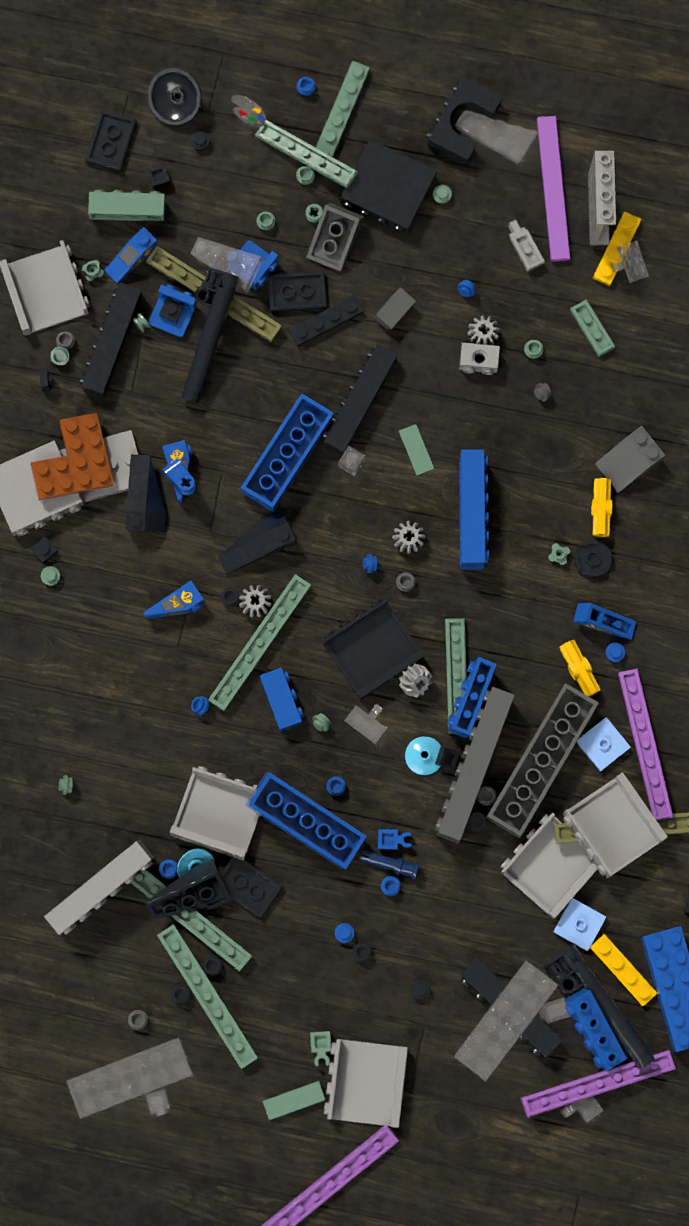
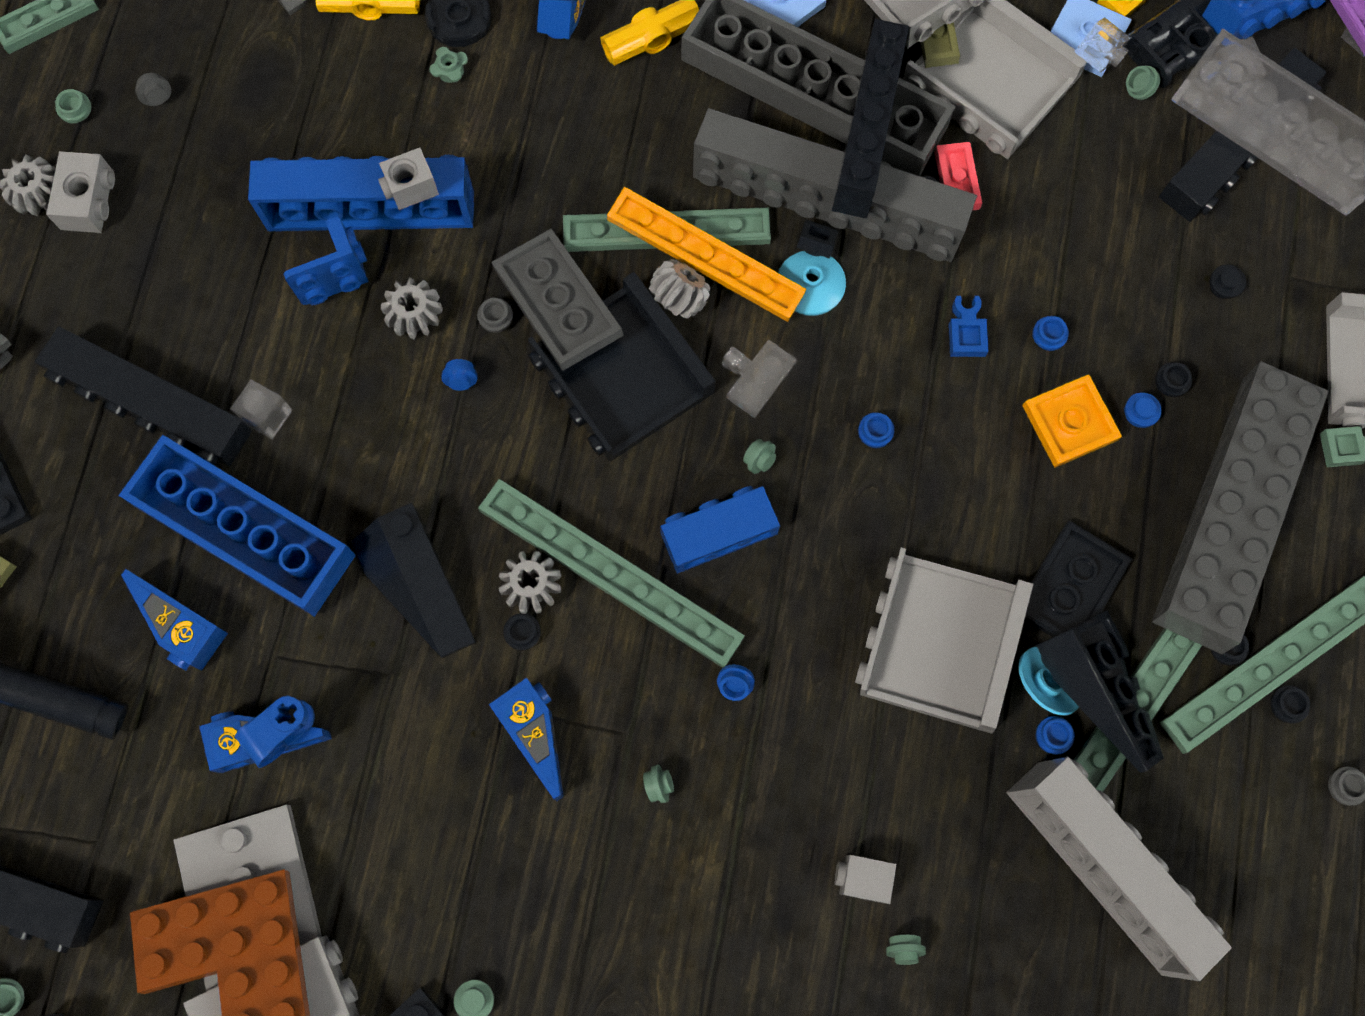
camera: 90 degrees left, 5 degrees down
(100, 766) = (865, 878): none -> light grey brick
(144, 501) = (323, 805): black wedge -> none
(150, 665) = (658, 784): none -> sand green plate
(237, 424) = (175, 627): none -> slope
(286, 975) = (1240, 509): none -> dark grey brick
(305, 820) = (952, 474): blue brick -> none
(338, 892) = (1071, 420): none -> light orange plate
(399, 866) = (1014, 318): dark blue pin -> none
(411, 614) = (557, 299): none -> dark grey plate
(416, 449) = (246, 303): sand green sticker -> none
(435, 503) = (332, 273): none -> blue bracket
(436, 695) = (706, 254): none -> light orange plate
(467, 541) = (406, 165): none -> light grey brick
(472, 696) = (709, 190): blue brick -> none
(485, 840) = (958, 169): none -> coral plate
(504, 782) = (870, 119): none -> black brick
(545, 952) = (1142, 82): none -> sand green plate
(561, 926) = (1103, 45): none -> clear brick

